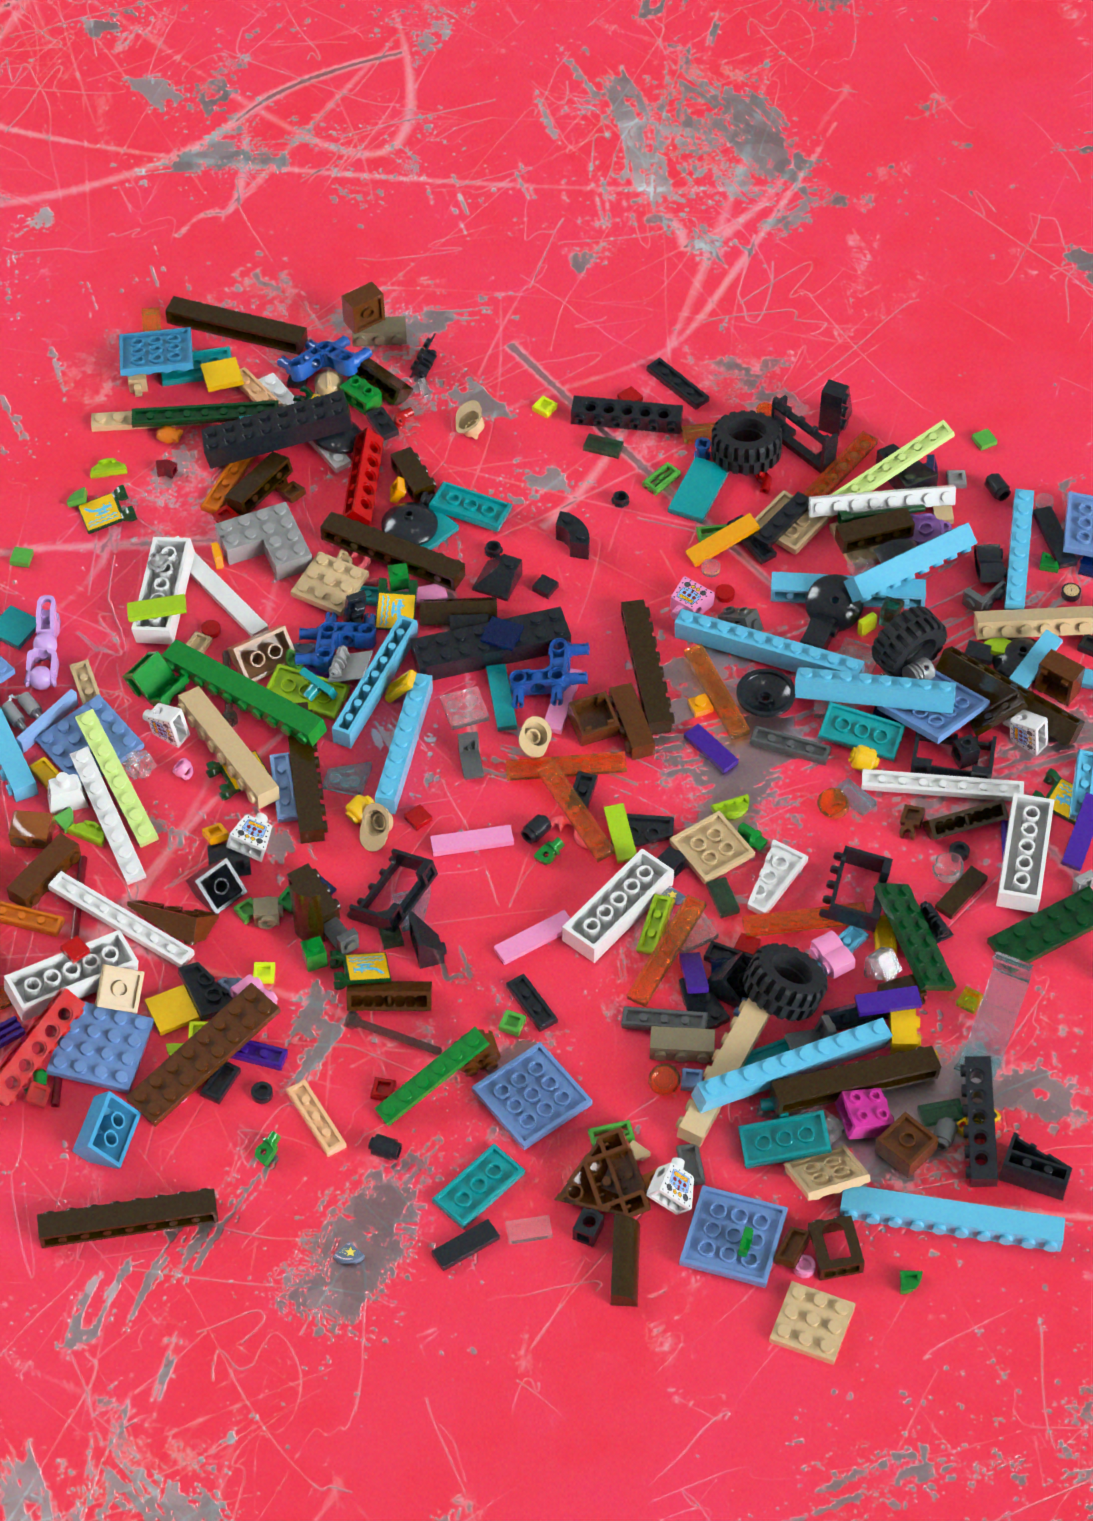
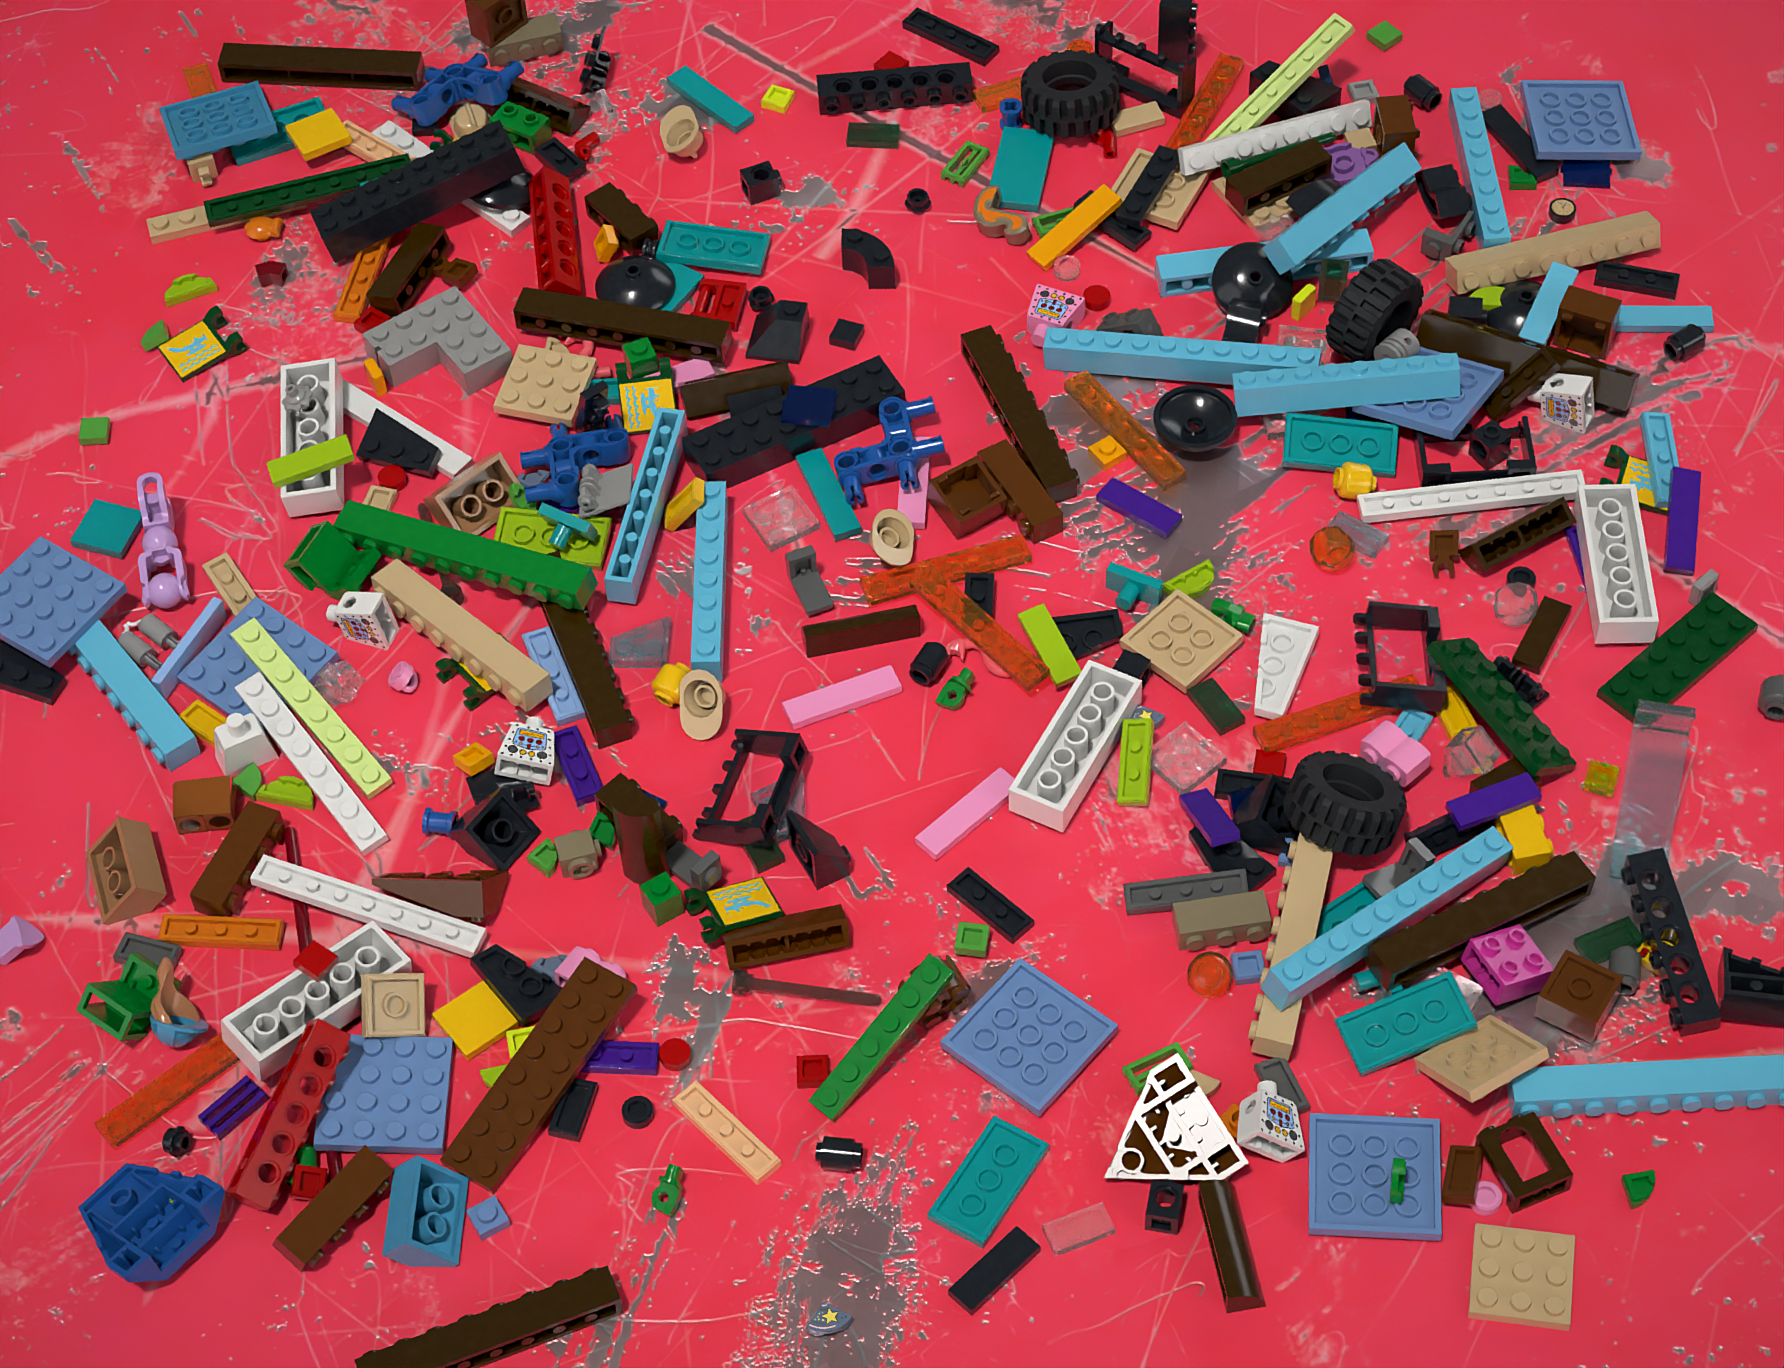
camera: 10 degrees left, 0 degrees up
(49, 1113) = (332, 1208): none -> reddish brown brick
(147, 1141) = (488, 1218): none -> medium blue plate
(181, 872) = (438, 821): none -> blue bush
(218, 606) = (392, 443): none -> black wing
(265, 972) = (596, 938): neon yellow tile -> none
(282, 851) = (576, 765): none -> dark purple tile
(296, 1059) = (675, 1054): none -> red tile
(418, 817) = (756, 680): red tile -> none
(468, 549) = (726, 303): none -> red plate
(496, 797) = (861, 631): none -> dark brown brick
(497, 398) = (710, 99): none -> teal tile
(515, 466) = (760, 182): none -> black brick
(666, 950) = (1162, 794): clear orange plate -> none
(671, 526) = (998, 222): none -> dark tan animal
(689, 802) = (1133, 586): none -> teal tile
(790, 745) = (1246, 482): dark grey tile -> none
(791, 468) = (1137, 119): none -> tan tile
(967, 508) = (1394, 124): none -> reddish brown container

